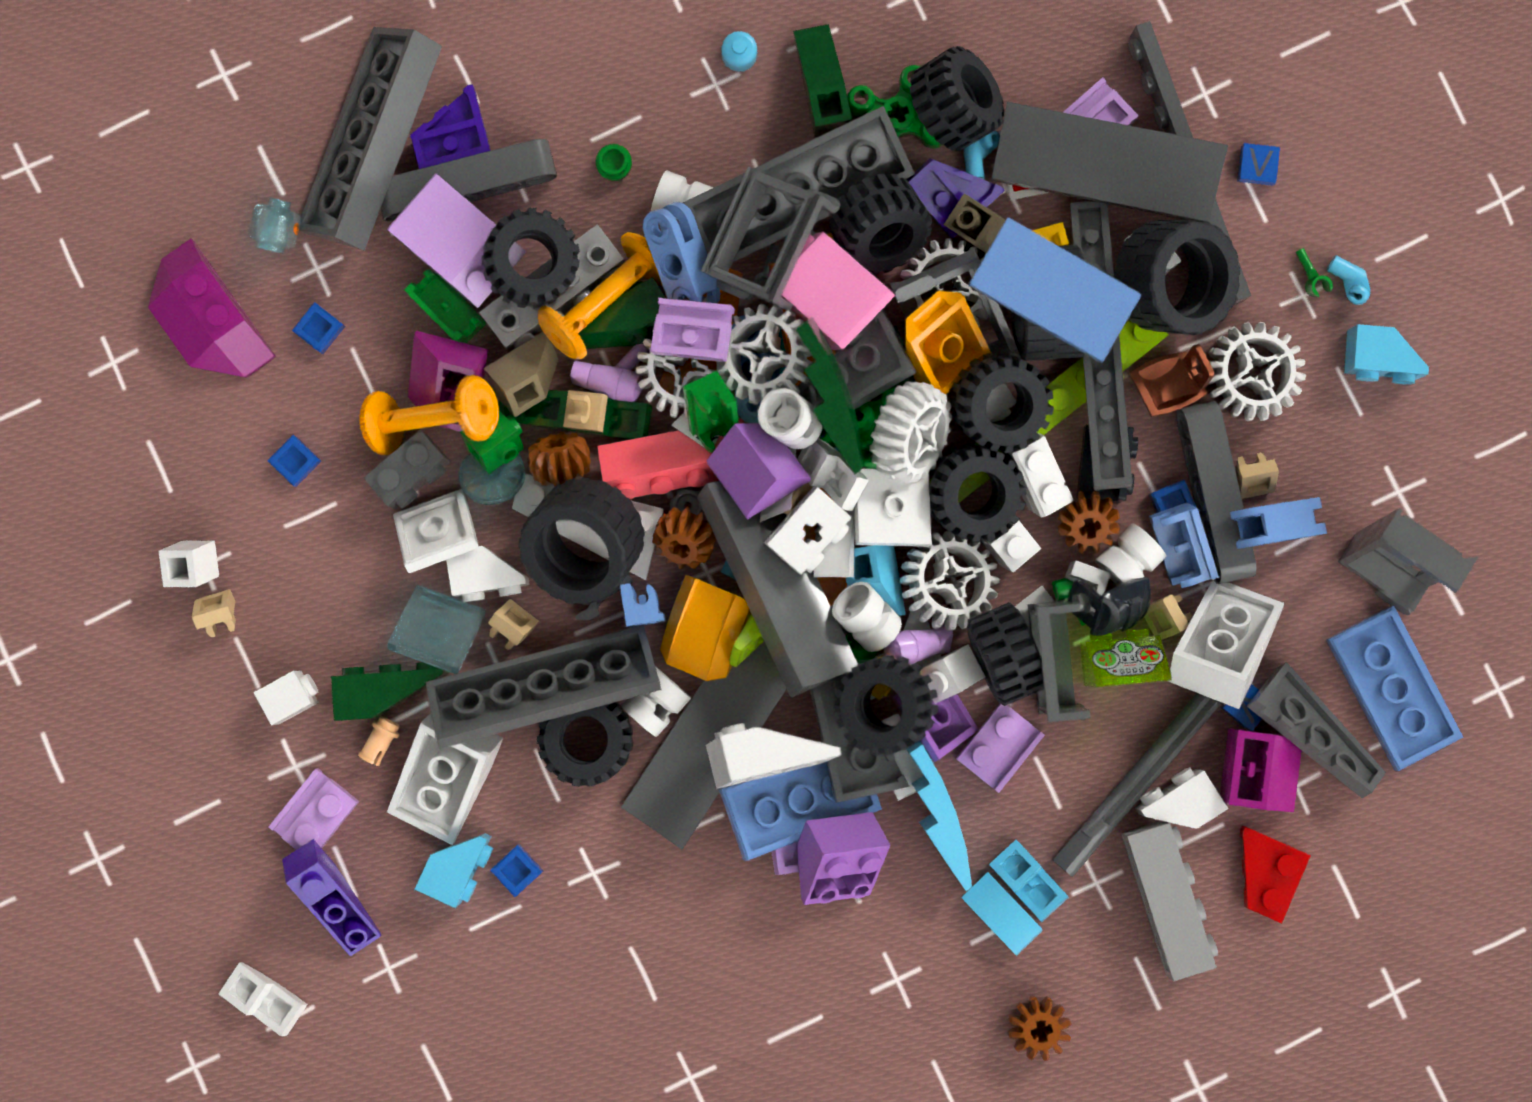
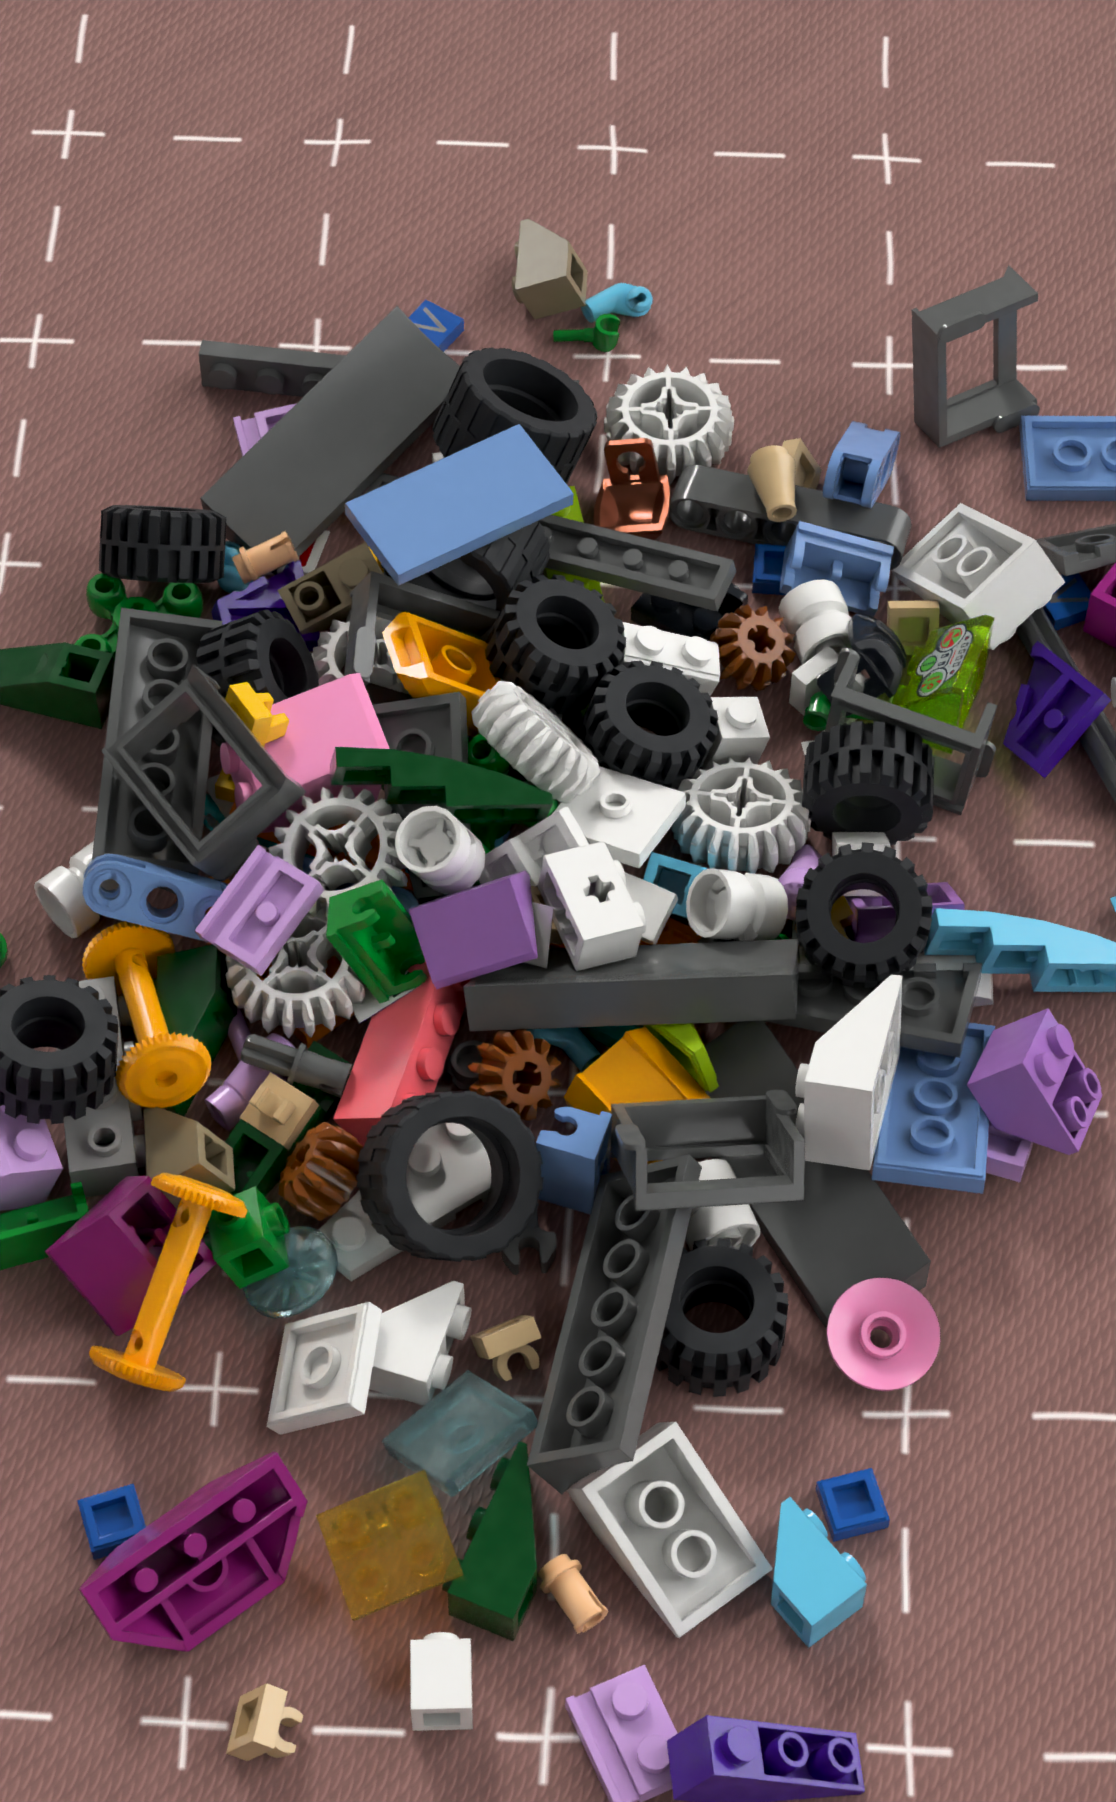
camera: 60 degrees left, 30 degrees down
(188, 563) = (173, 1714): white brick -> none
(283, 522) = (201, 1560): none -> magenta wedge
(345, 628) = (389, 1545): none -> clear yellow hinge
(408, 470) = (220, 1368): dark grey brick -> none
(614, 851) = (902, 1315): none -> bright pink dish
(617, 404) = (296, 1064): none -> dark grey axle
(694, 670) = (707, 1130): none -> dark grey piece
(818, 243) = (255, 712): none -> yellow tile
(987, 167) = (265, 557): none -> light nougat pin
(1000, 747) = (982, 865): lavender plate -> none
(1139, 741) = (1051, 711): none -> dark purple wing
(1226, 473) = (774, 479): none -> tan cone
(1345, 221) = (547, 272): none -> dark tan slope
(1383, 353) = (721, 305): medium azure slope -> none

